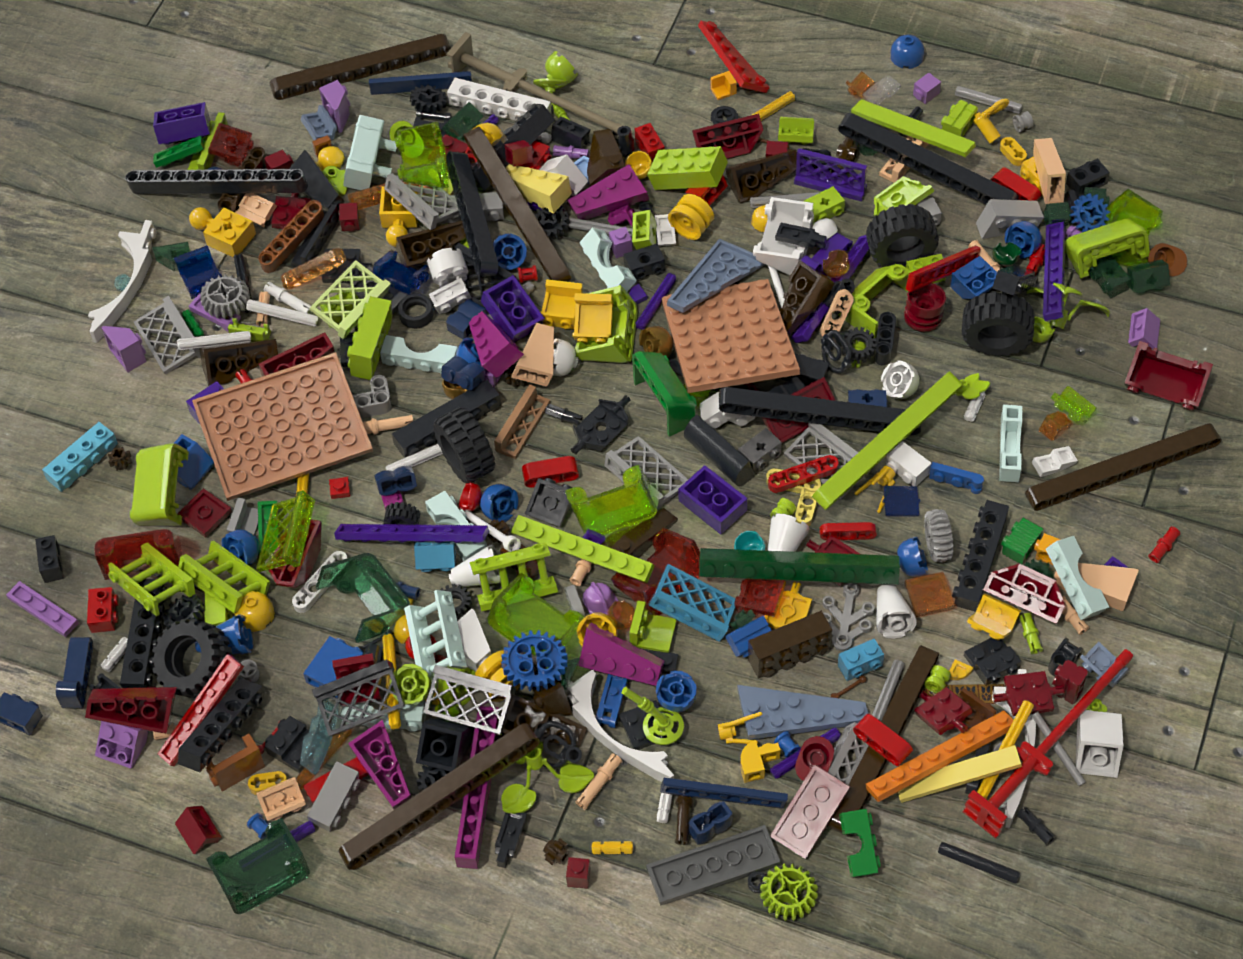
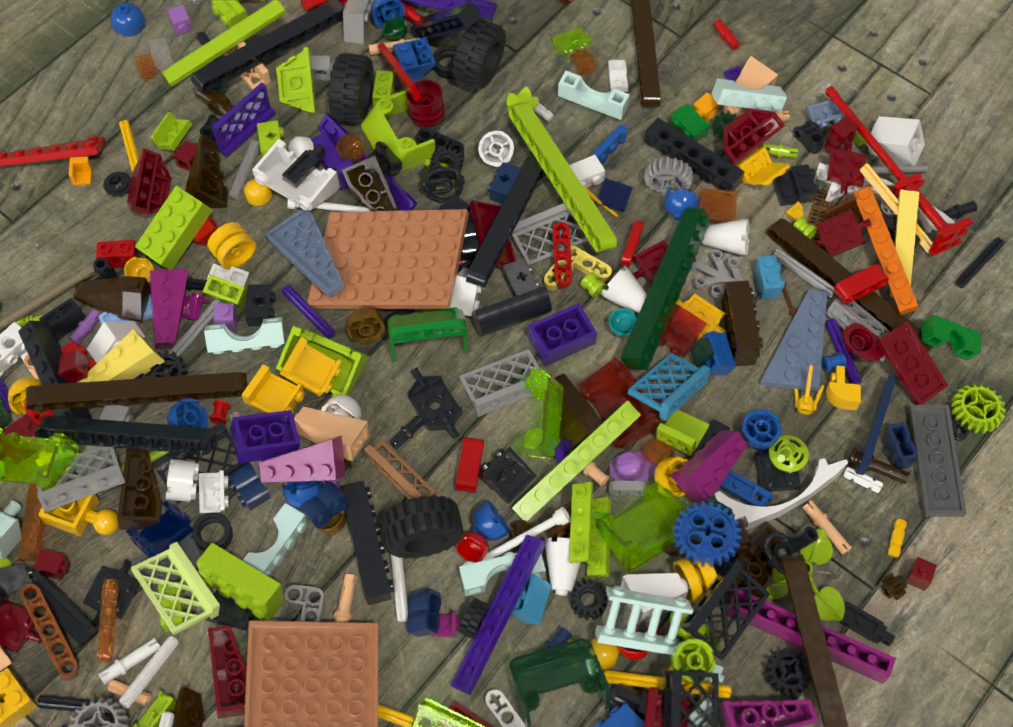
camera: 75 degrees left, 5 degrees up
(339, 487) = (403, 675): red plate -> none
(443, 743) = (758, 652): black slope -> none
(638, 294) = (290, 322): dark purple tile -> none
(839, 322) = (400, 159): light nougat beam -> none

